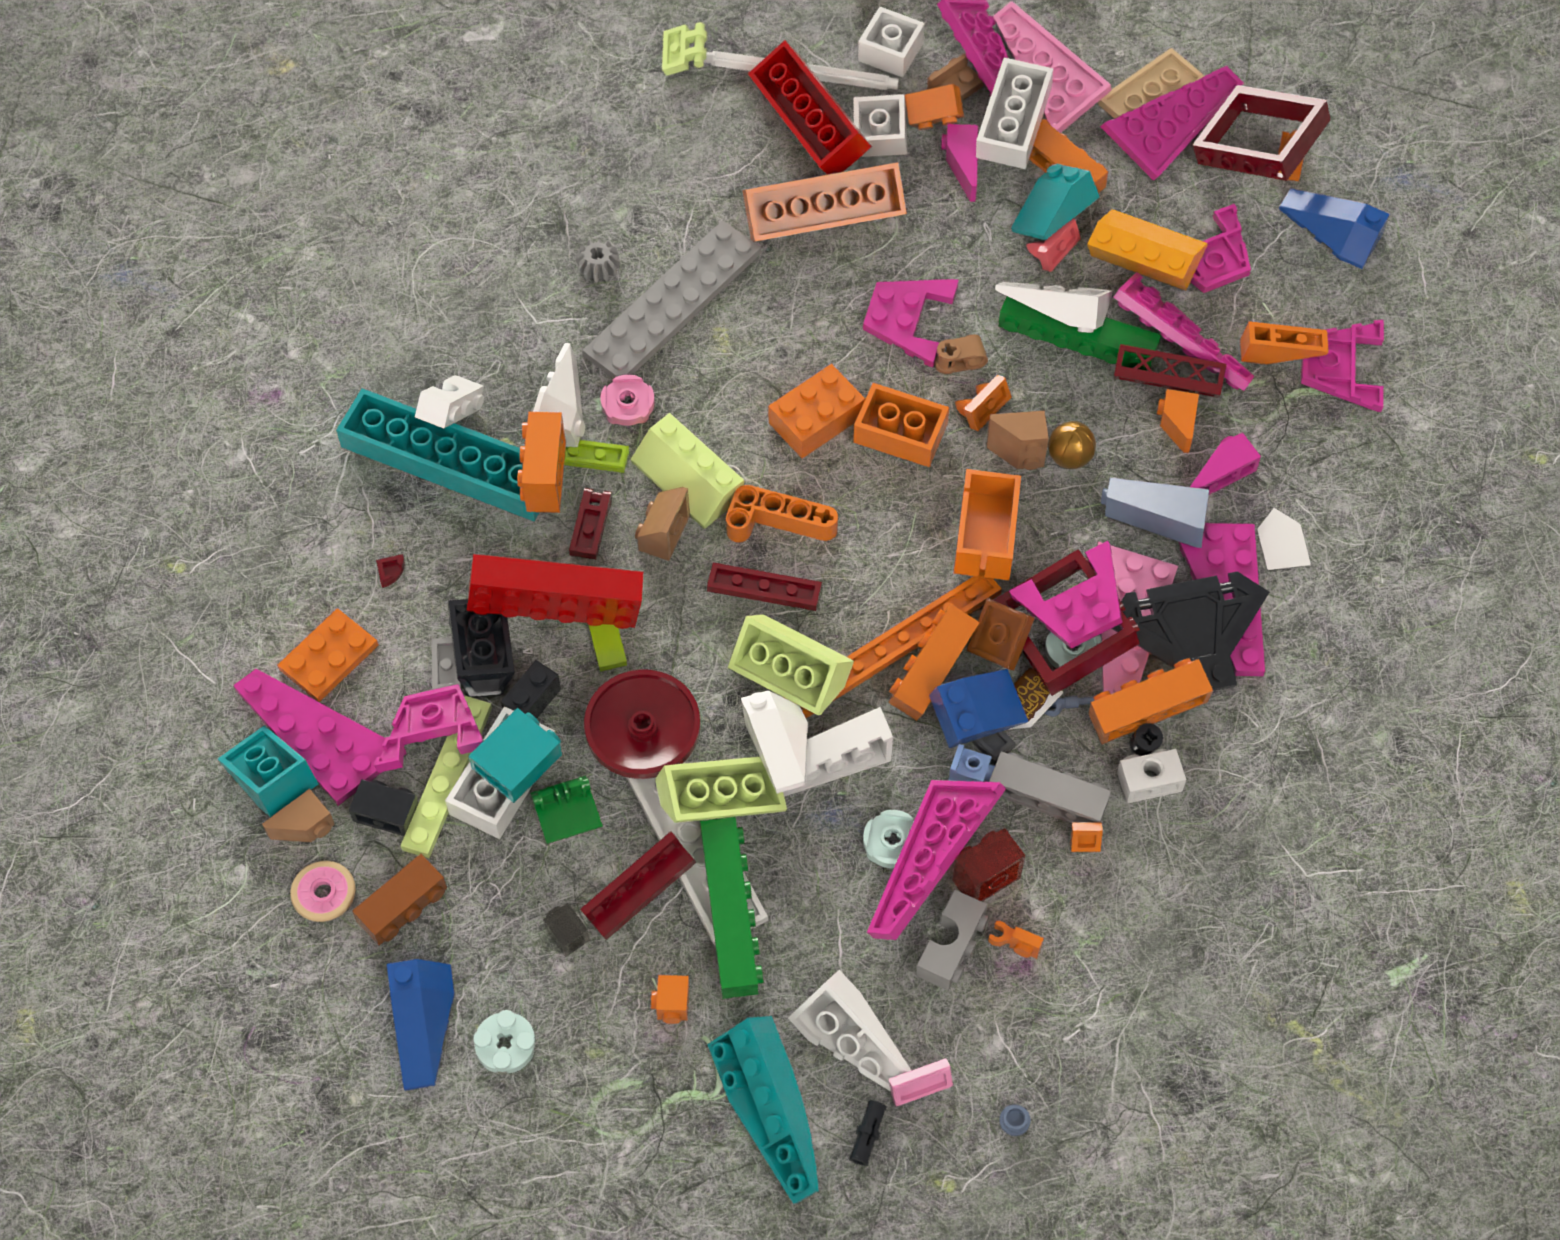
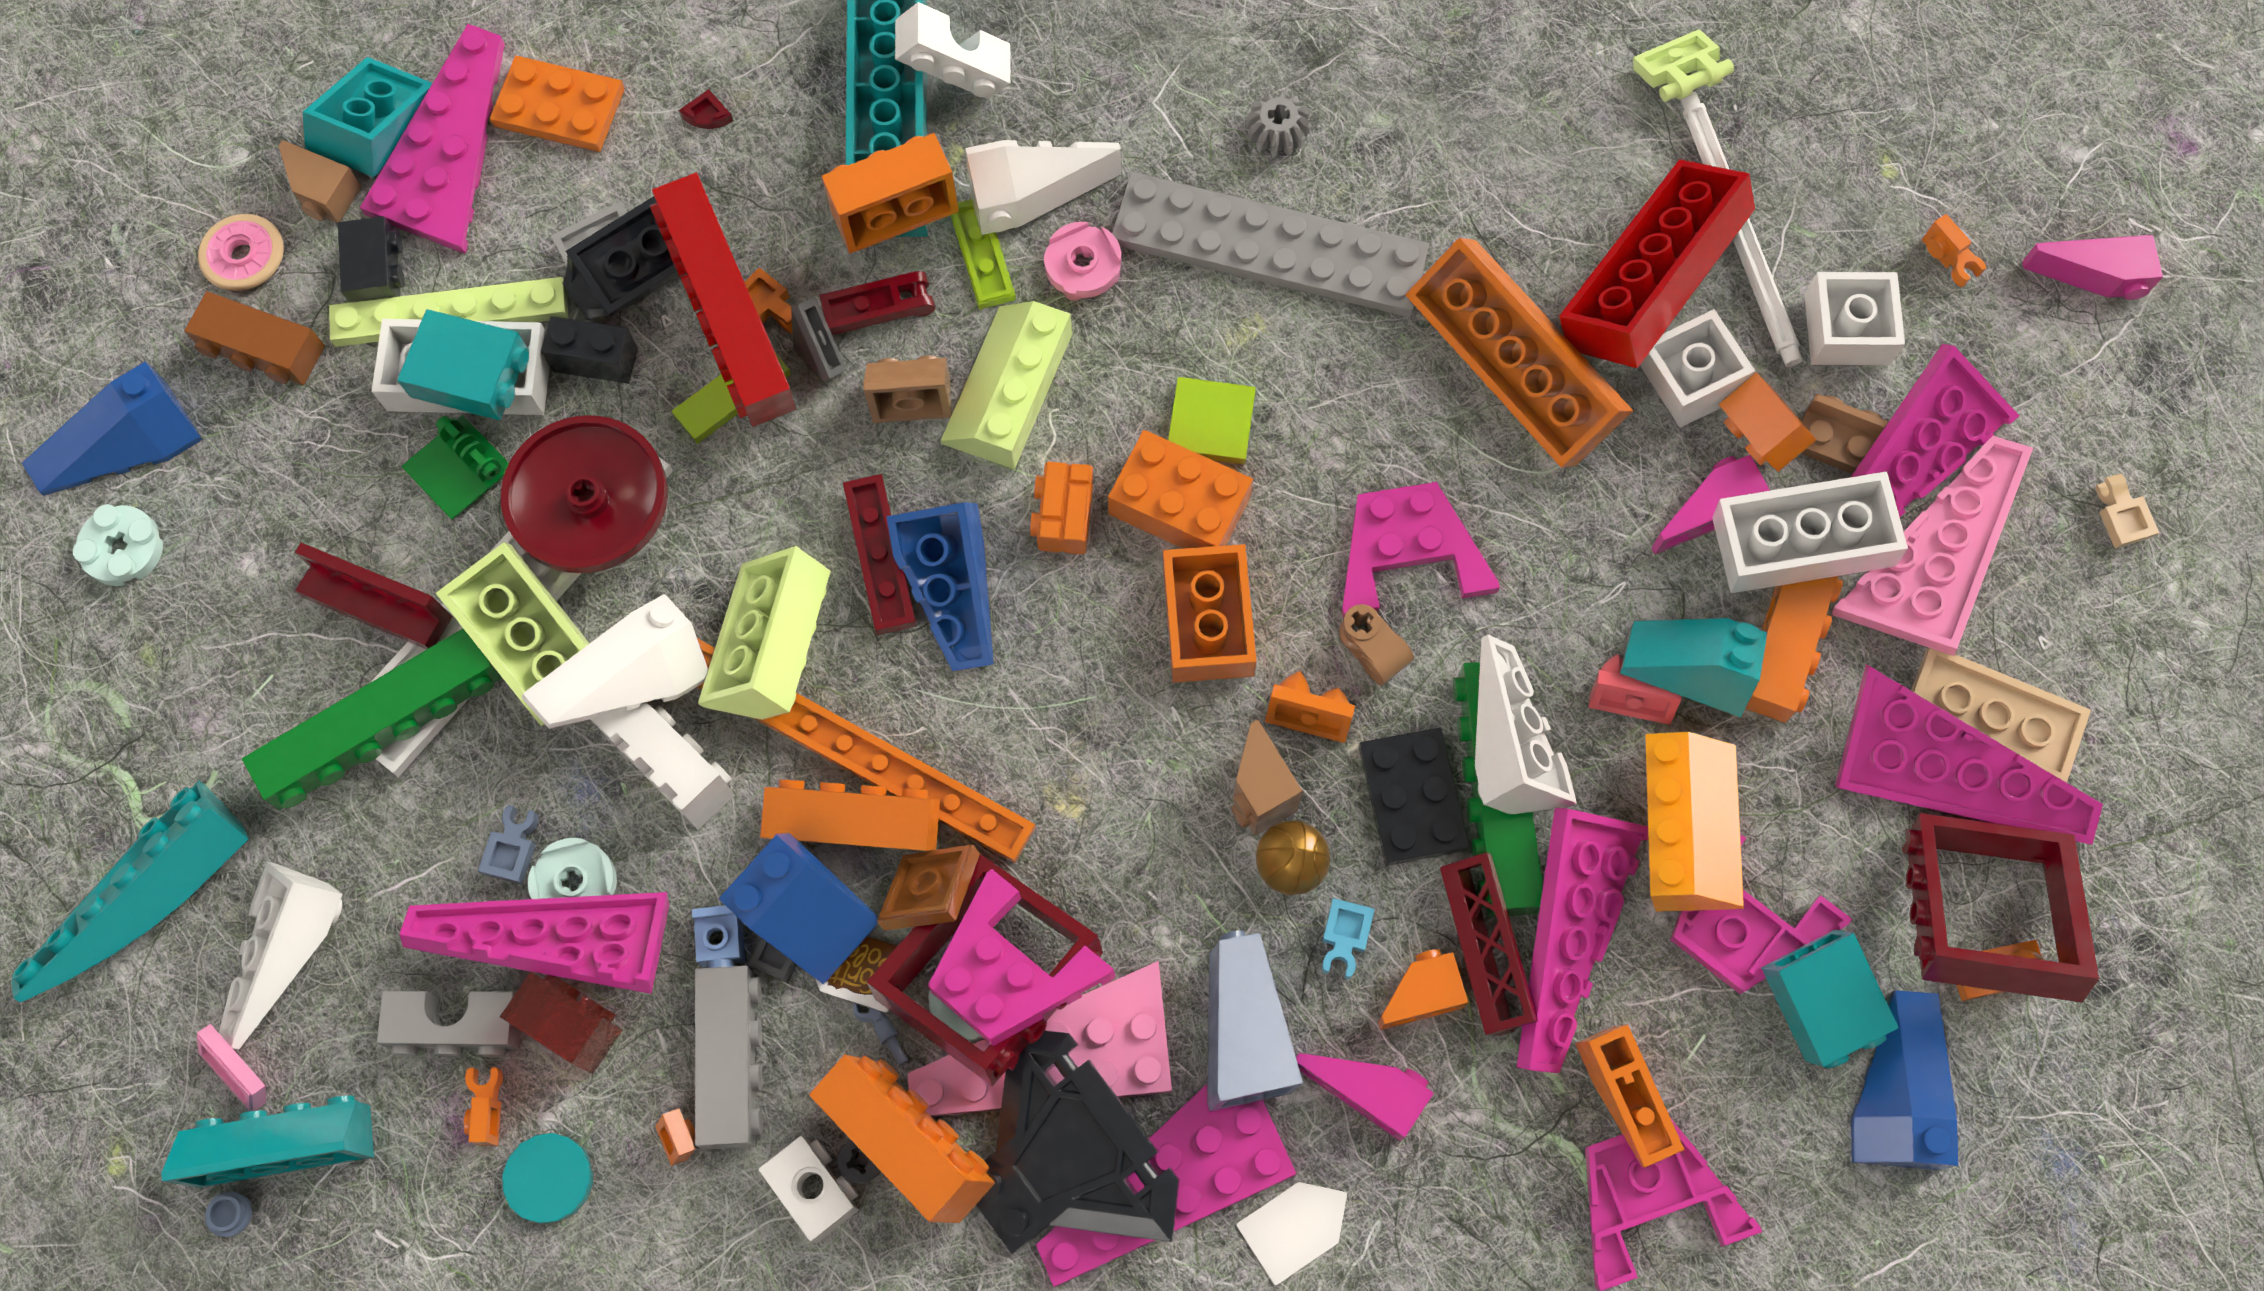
camera: 65 degrees right, 10 degrees up
(428, 717) = (507, 250): dark pink wing -> none
(566, 929) = (280, 539): clear smoke brick -> none
(594, 559) = (814, 340): none -> dark grey slope
(671, 998) = (238, 709): orange brick -> none
(771, 376) = (1212, 418): none -> lime tile
(782, 519) = (997, 529): orange beam -> none
(789, 473) = (1063, 507): none -> orange brick
(798, 551) = (947, 570): none -> blue wedge
(854, 869) = (509, 853): none -> sand blue plate
(867, 1133) = (143, 1031): black pin -> none
(984, 1069) = (271, 1144): none -> teal slope
(987, 524) = (1094, 795): orange piece -> none
(1061, 377) = (1413, 796): none -> black plate
(1076, 923) = (547, 1178): none -> teal tile
(1127, 440) = (1347, 930): none -> medium azure plate
(1273, 231) = (1830, 999): none -> teal brick

